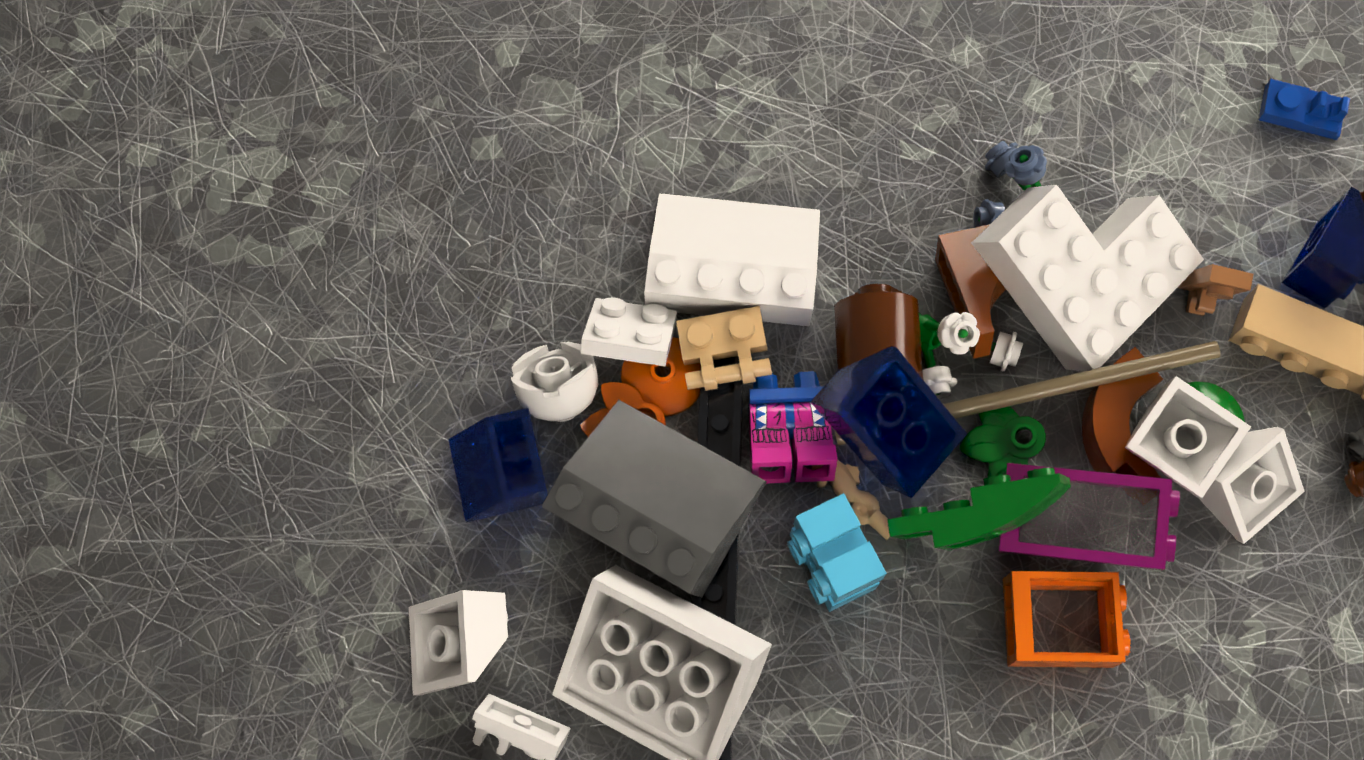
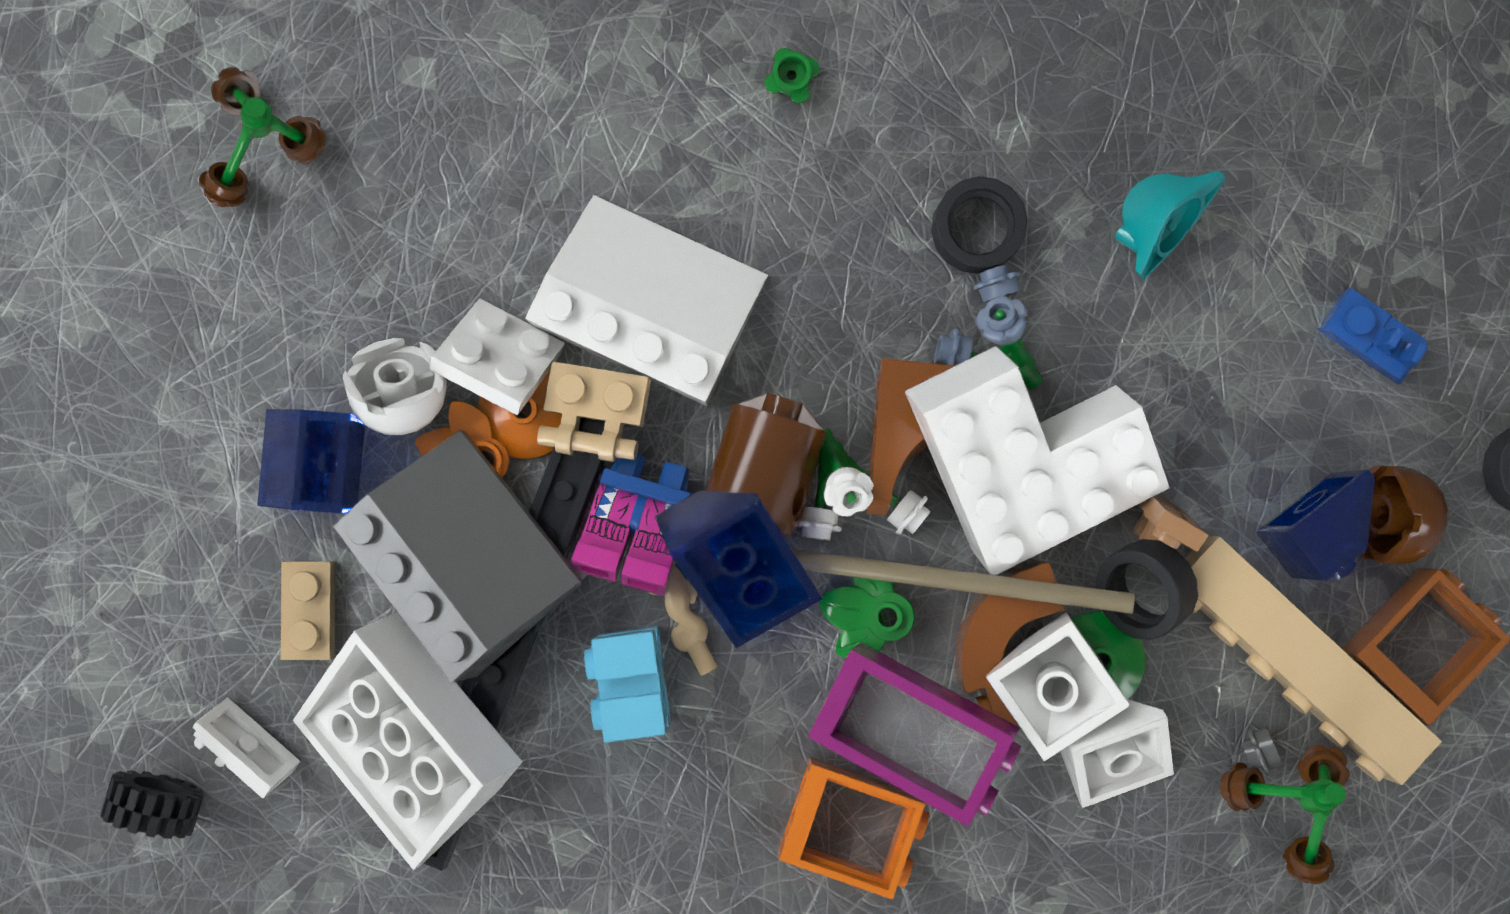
camera: 20 degrees right, 15 degrees up
(349, 202) = (239, 94): none -> reddish brown plant
(455, 638) = (207, 634): white slope -> none
(535, 596) = (308, 610): none -> tan plate
(786, 50) = (786, 62): none -> green plate
(974, 94) = (982, 188): none -> black tyre
(996, 510) = (799, 697): green slope -> none
(1107, 67) = (1162, 213): none -> teal hat
(1239, 317) = (1173, 572): none -> black tyre

